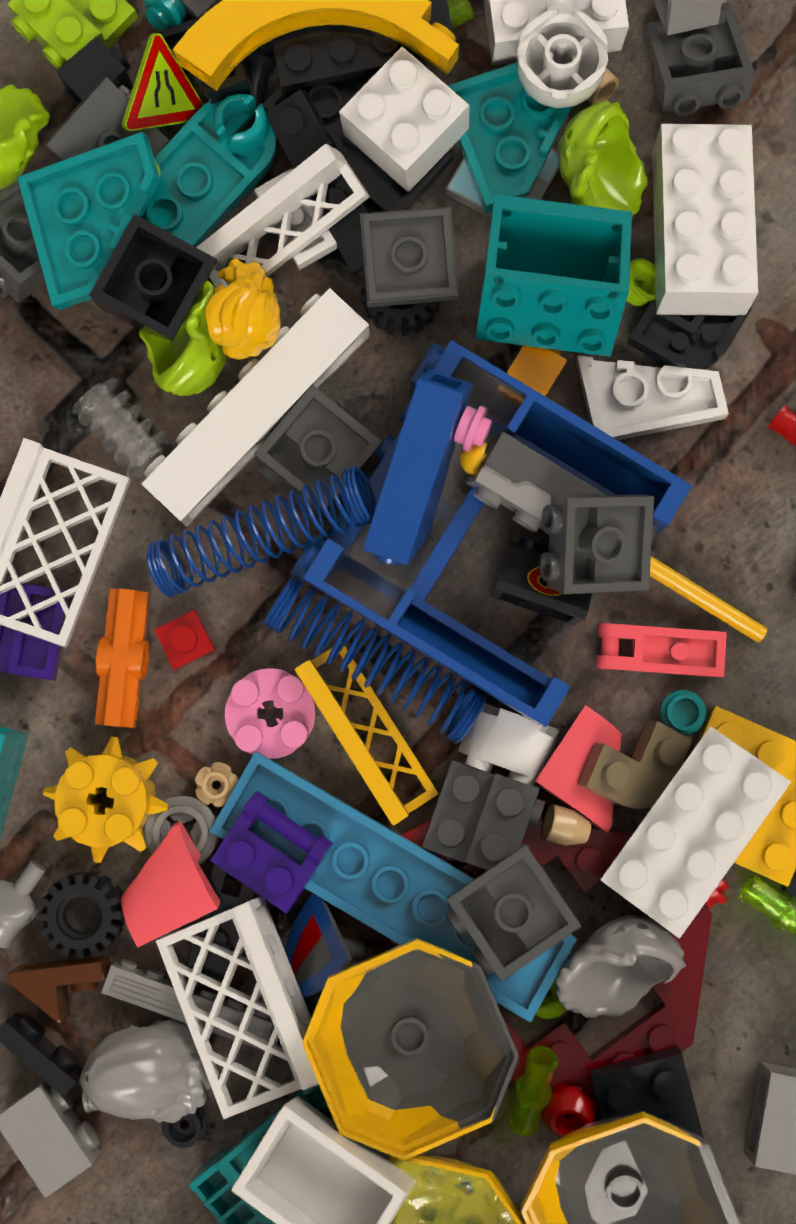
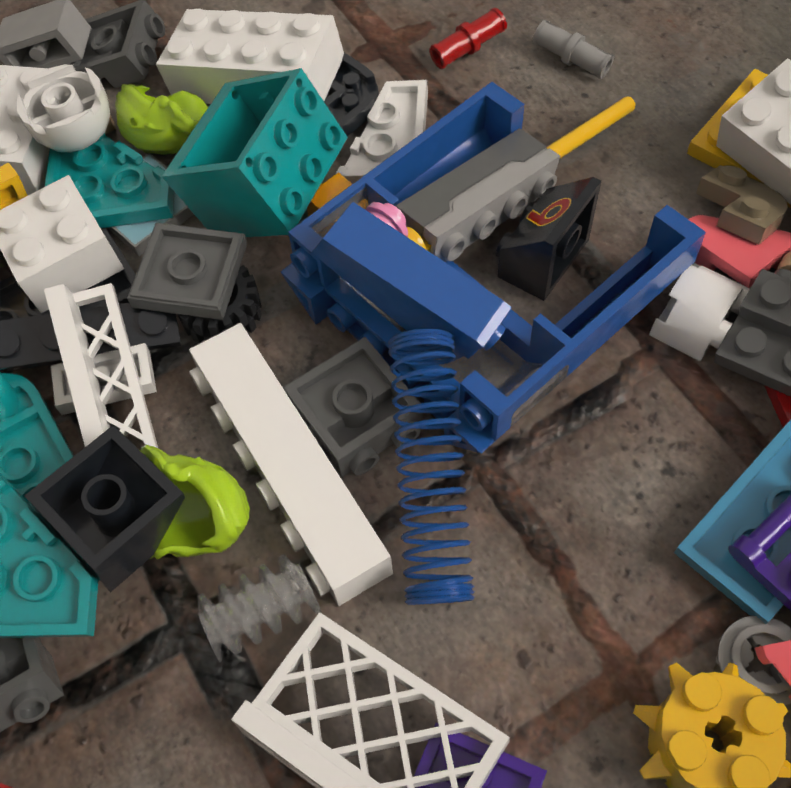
camera: 70 degrees left, 25 degrees down
(122, 658) = (537, 677): orange piece -> none
(184, 640) = (526, 603): red plate -> none
(205, 779) = (699, 616): tan plate -> none
(245, 312) = (182, 422): yellow hair -> none
(253, 733) = (635, 499): bright pink plate -> none
(354, 745) = (669, 446): yellow fence -> none
(468, 705) = (529, 461): blue piece -> none
(597, 542) = (528, 155): dark grey plate -> none
(663, 650) = (630, 171): coral plate -> none
(683, 711) = (690, 166): teal plate -> none

